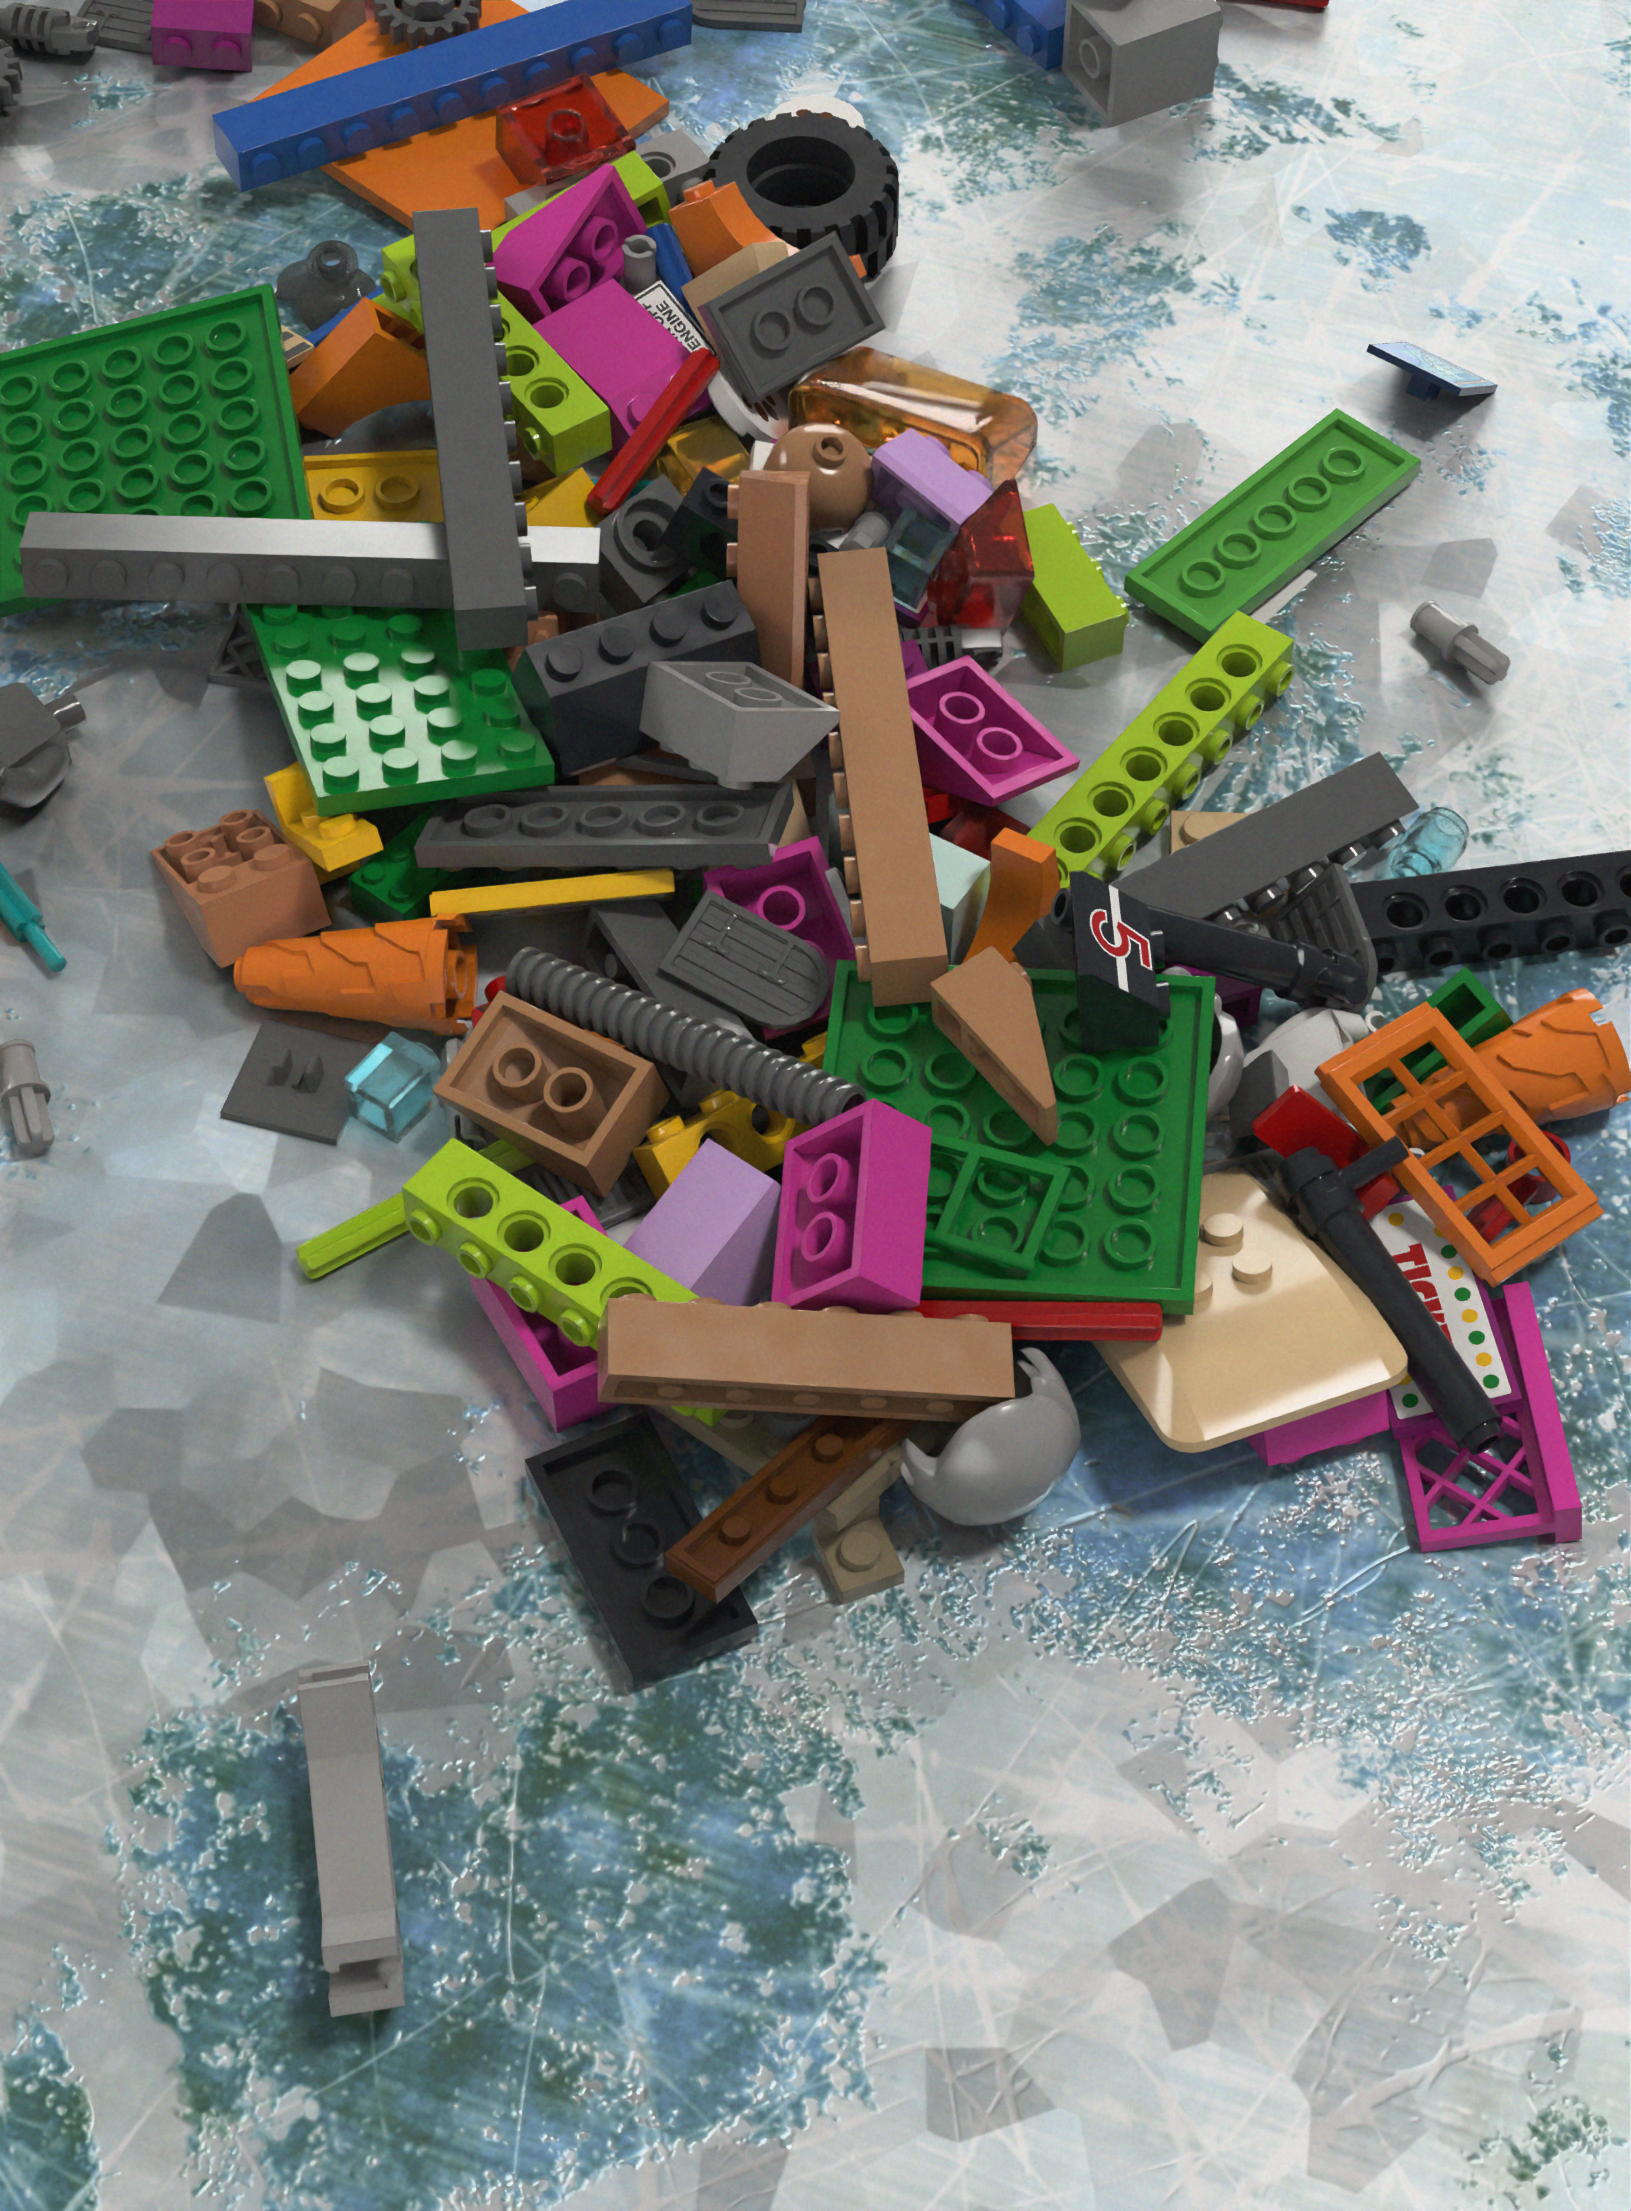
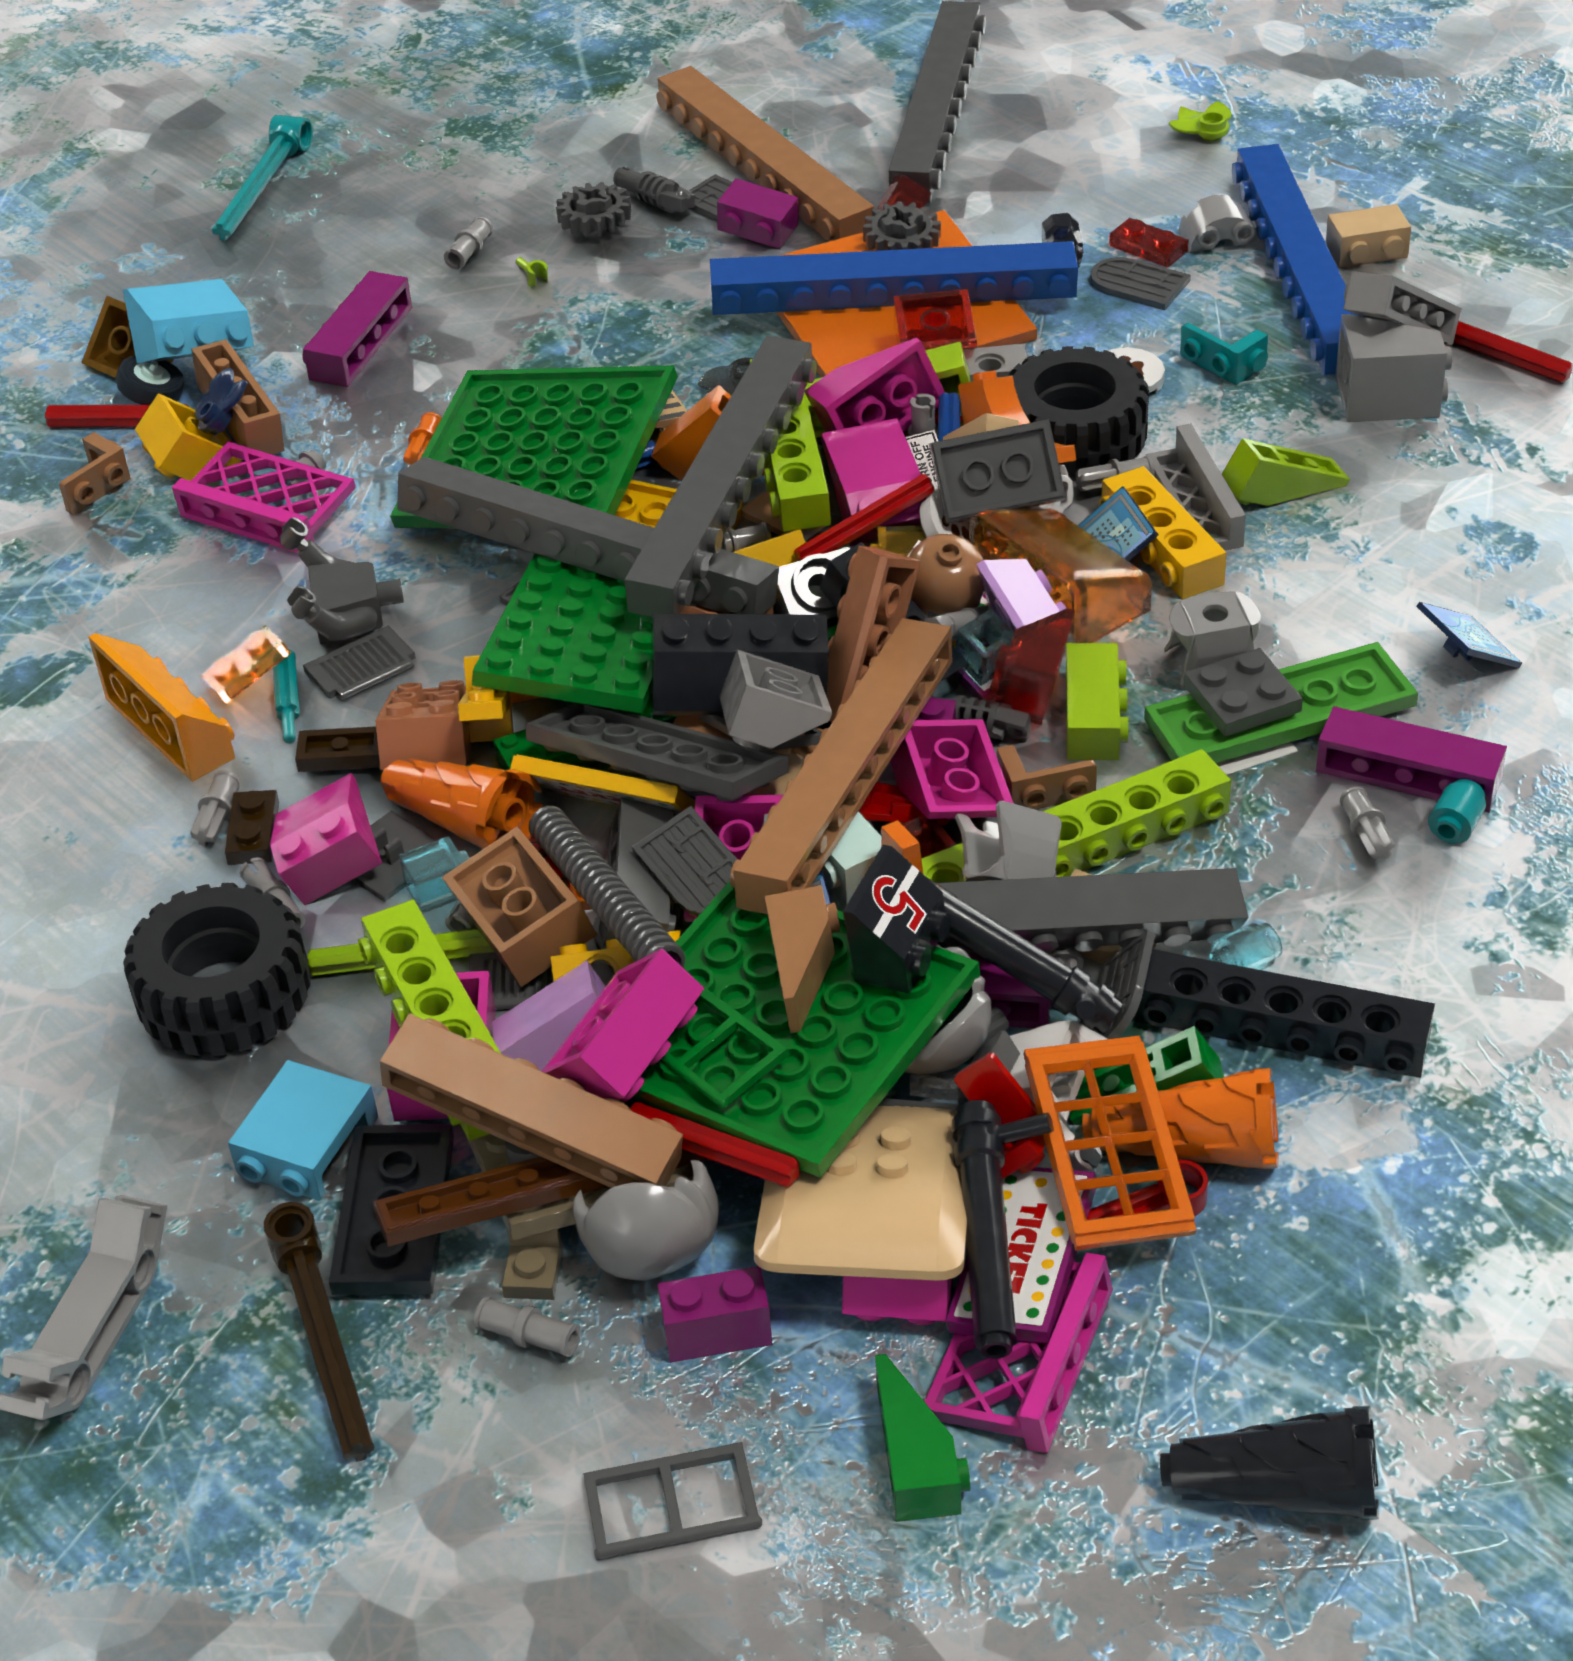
camera: 30 degrees right, 10 degrees down
(80, 828) = (361, 664): none -> dark grey window
(92, 1105) = (251, 826): none -> dark brown plate
(144, 956) = (337, 749): none -> dark brown plate
(192, 1191) = (267, 882): none -> light grey pin
(195, 1251) = (226, 1008): none -> black tyre
(215, 1086) = (324, 840): none -> dark pink slope
(457, 1491) = (300, 1128): none -> medium azure panel
(572, 1661) = (297, 1252): none -> dark brown piece
(895, 272) = (1091, 477): none -> light grey axle
(907, 1631) = (527, 1326): none -> light grey pin
(918, 79) = (1225, 360): none -> teal bracket
(954, 342) = (1120, 525): none -> piece
(999, 337) = (1183, 550): none -> yellow brick
(1017, 266) = (1209, 487): none -> light grey fence
(1080, 713) = (1045, 786): none -> medium nougat bracket
(1086, 221) = (1279, 474): none -> lime slope
(1099, 826) = (1015, 848): none -> light grey piece
(1125, 1525) = (715, 1314): none -> magenta brick
(1172, 469) = (1213, 627): none -> light grey piece
(1174, 1735) = (664, 1467): none -> dark grey window
(1230, 521) = (1242, 692): none -> dark grey plate
(1453, 1594) = (919, 1450): none -> green slope
(1461, 546) = (1406, 755): none -> magenta brick
(1550, 596) = (1457, 811): none -> teal brick

